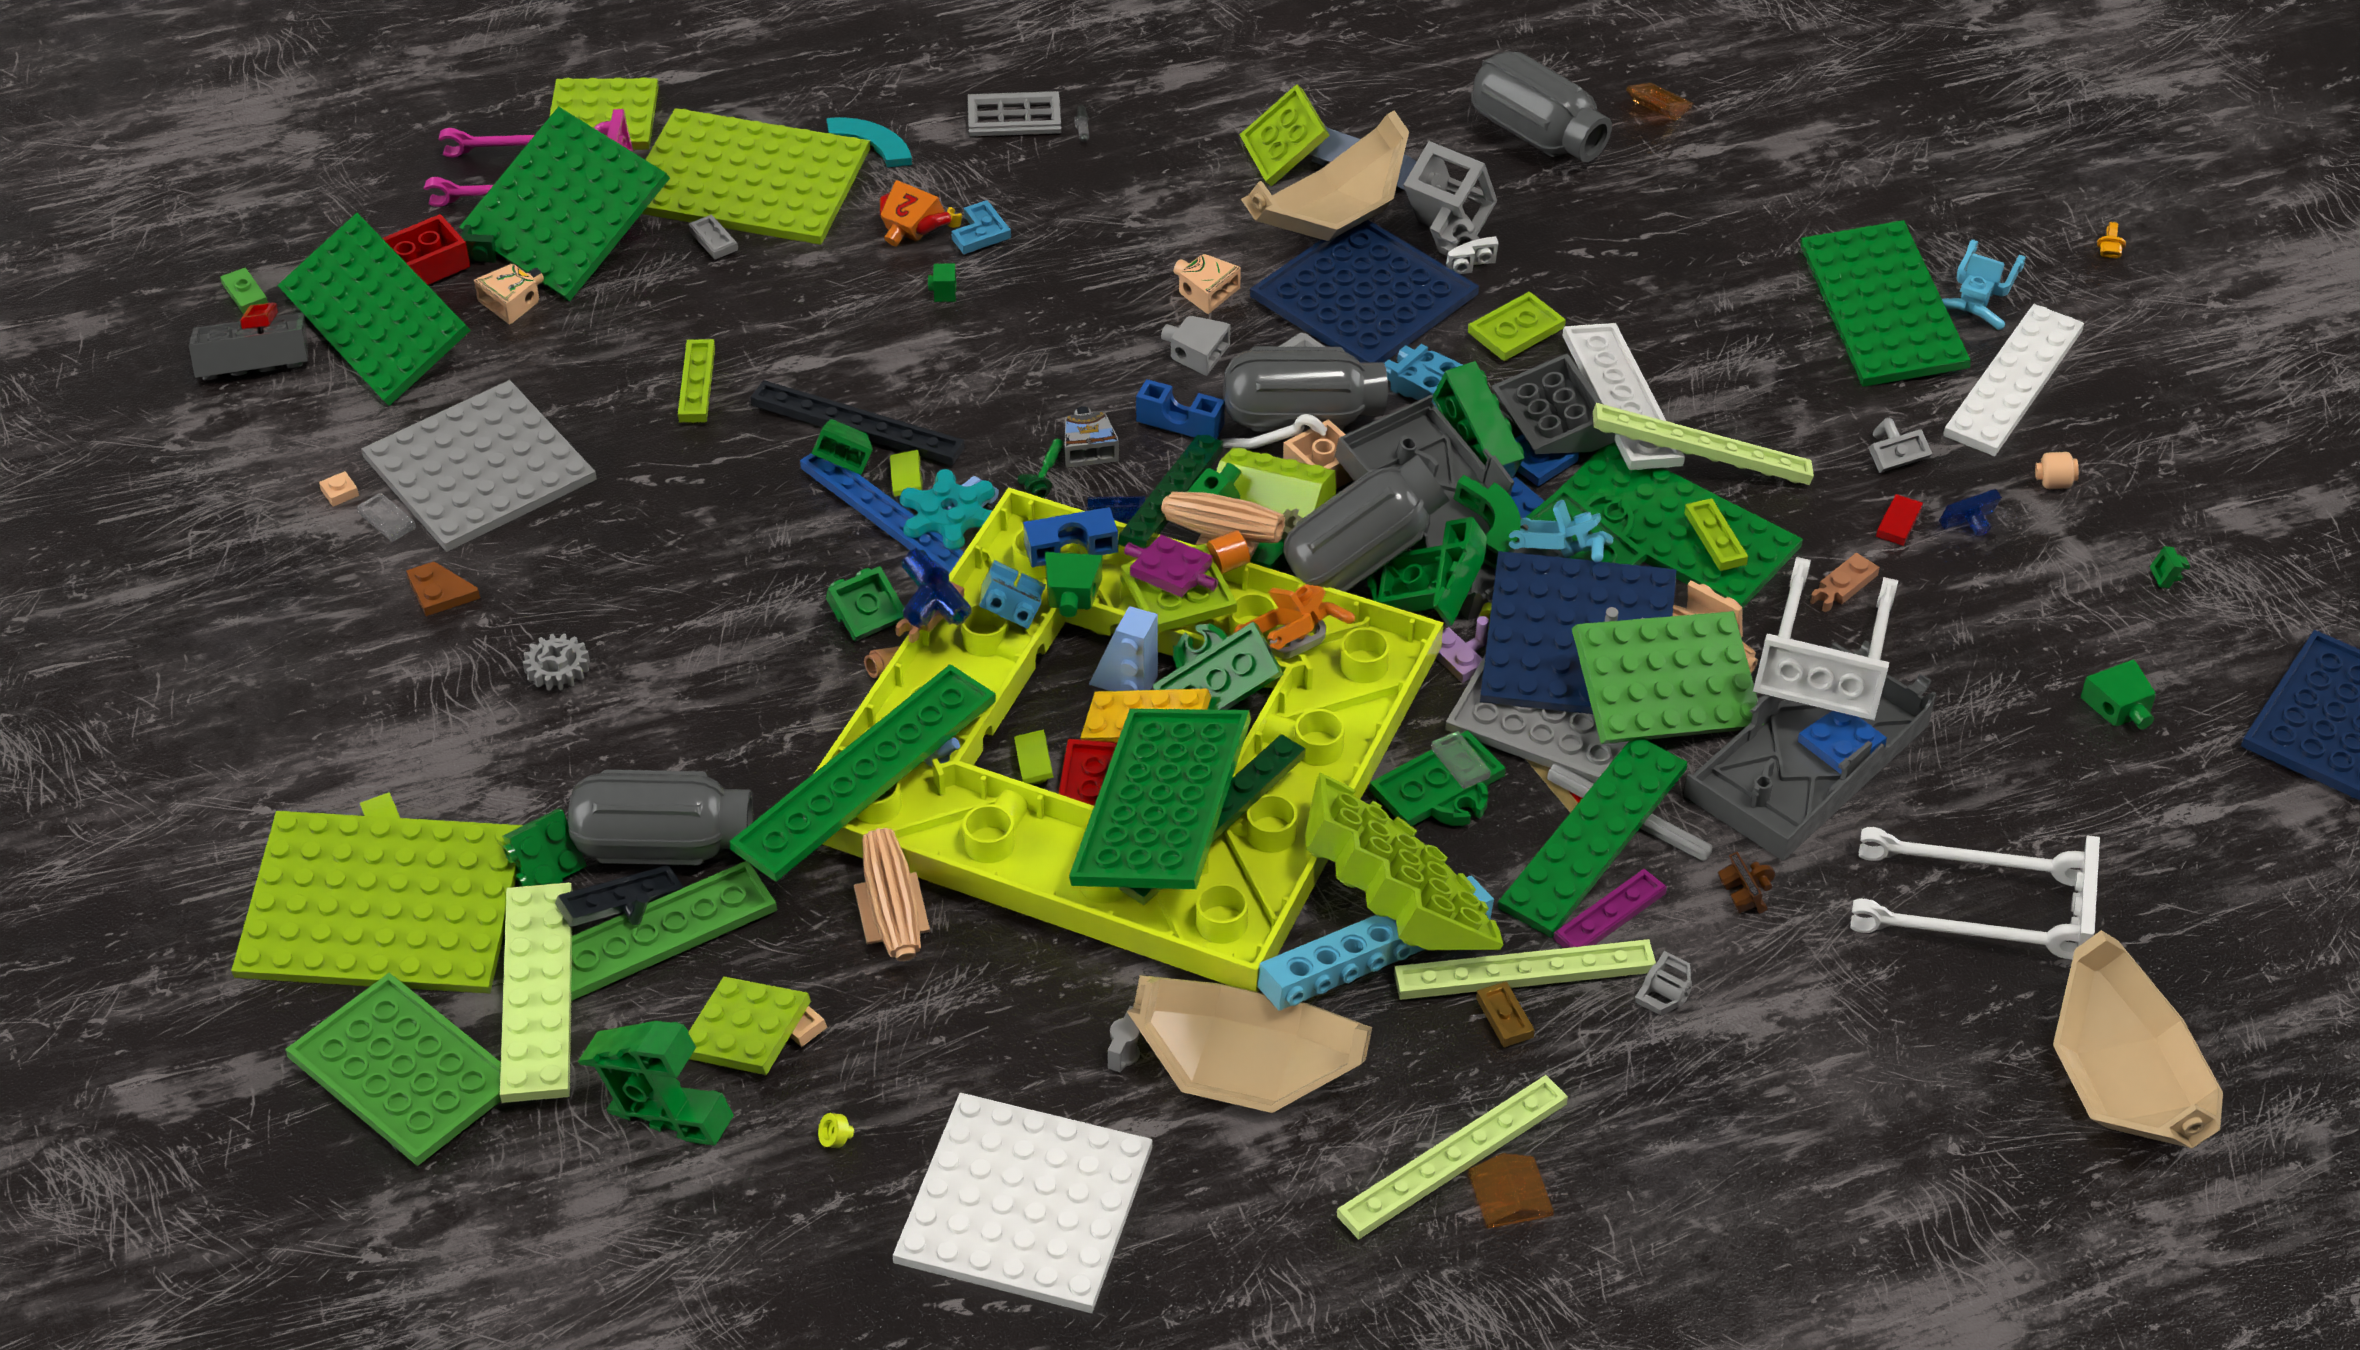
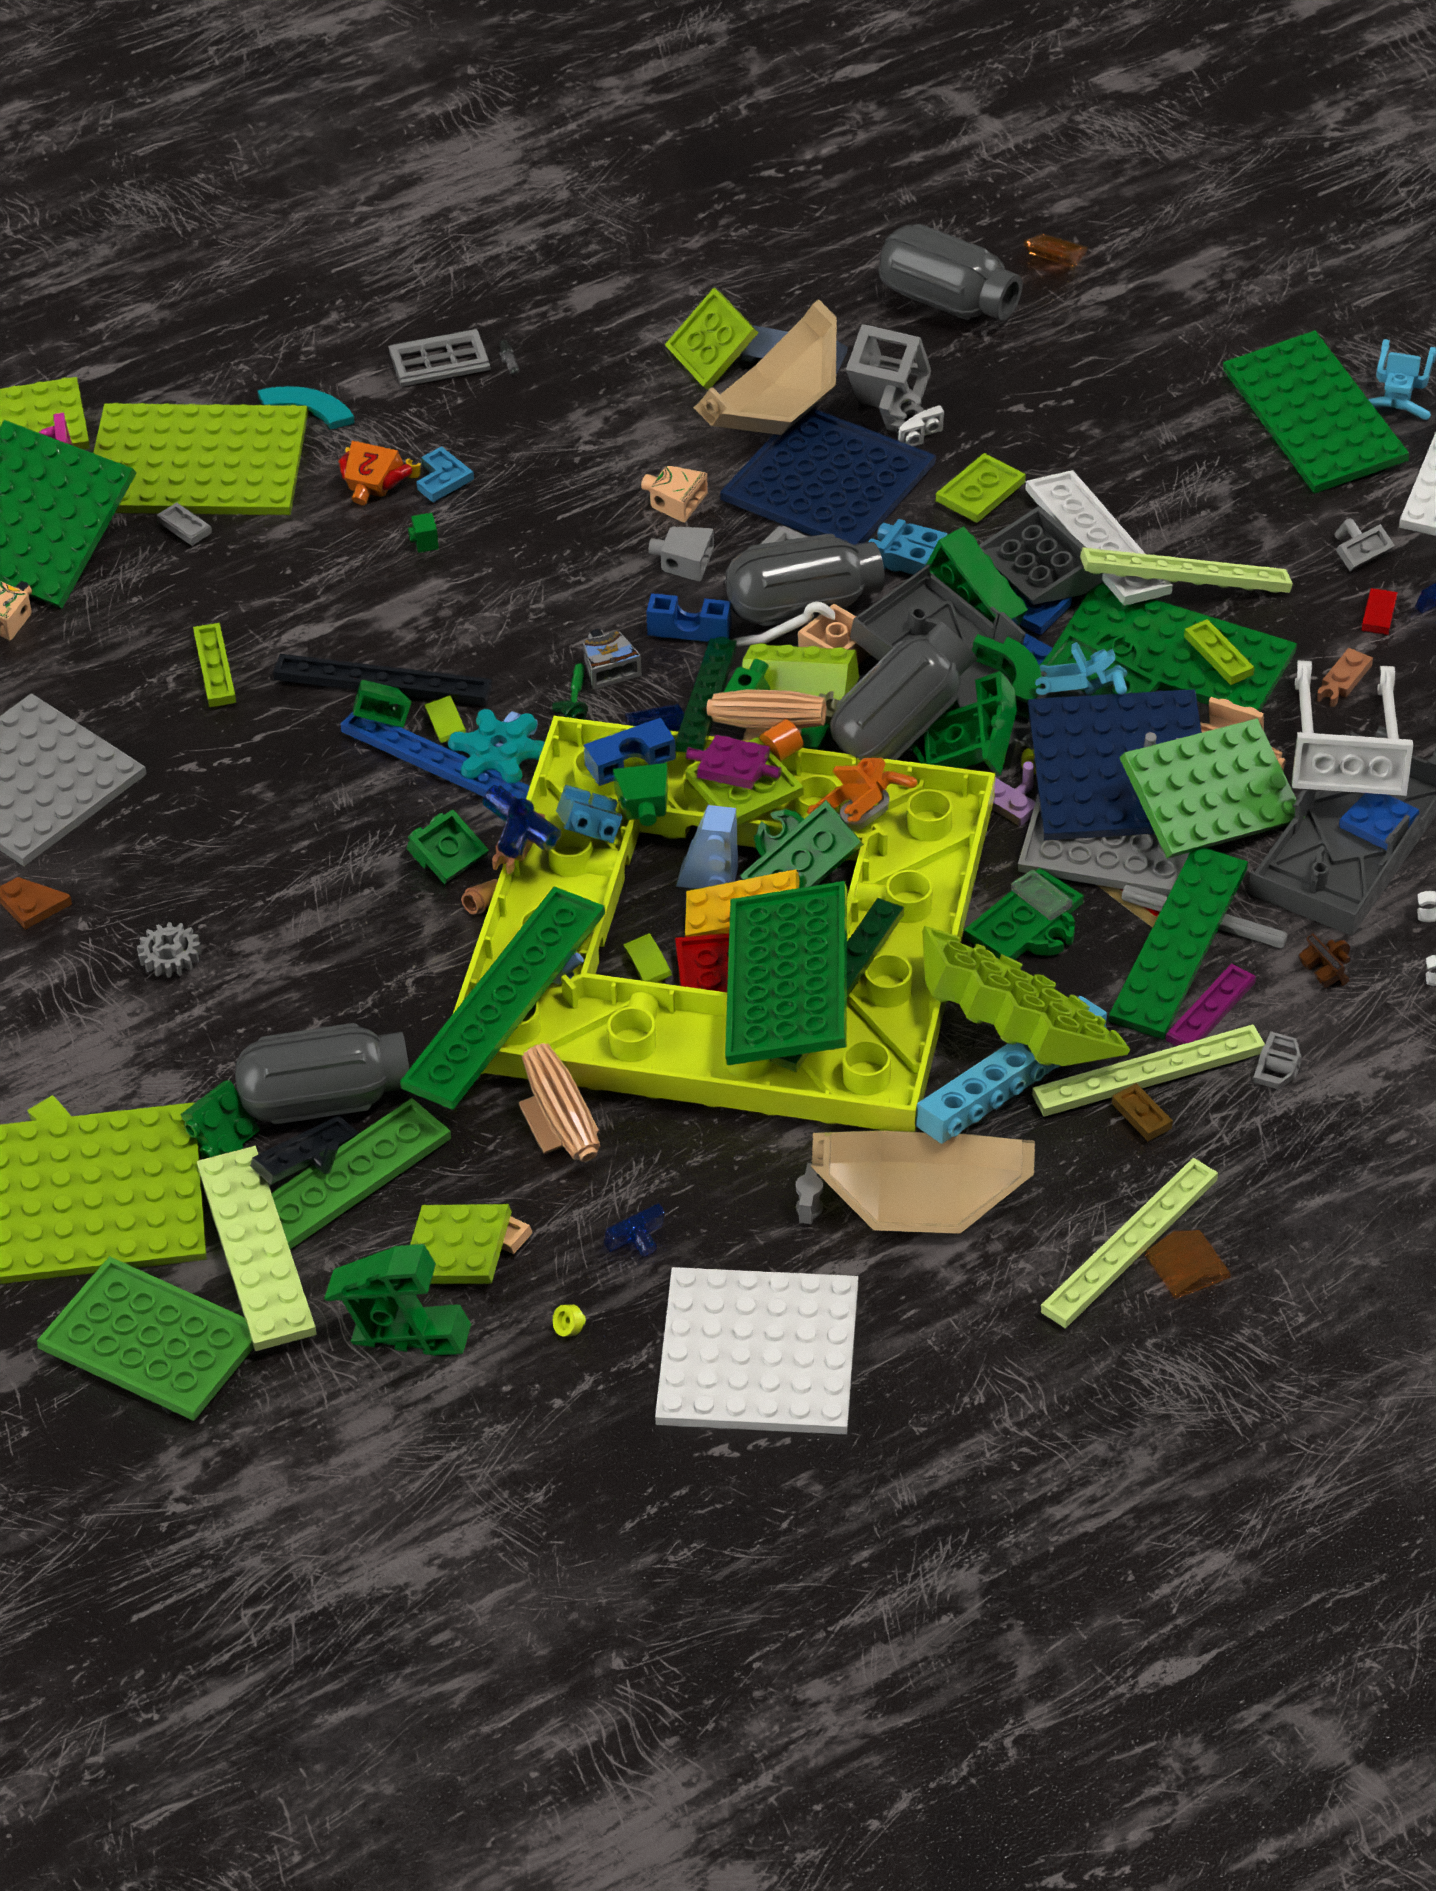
camera: 10 degrees left, 0 degrees up
(935, 1045) = (636, 1230): none -> clear blue tile

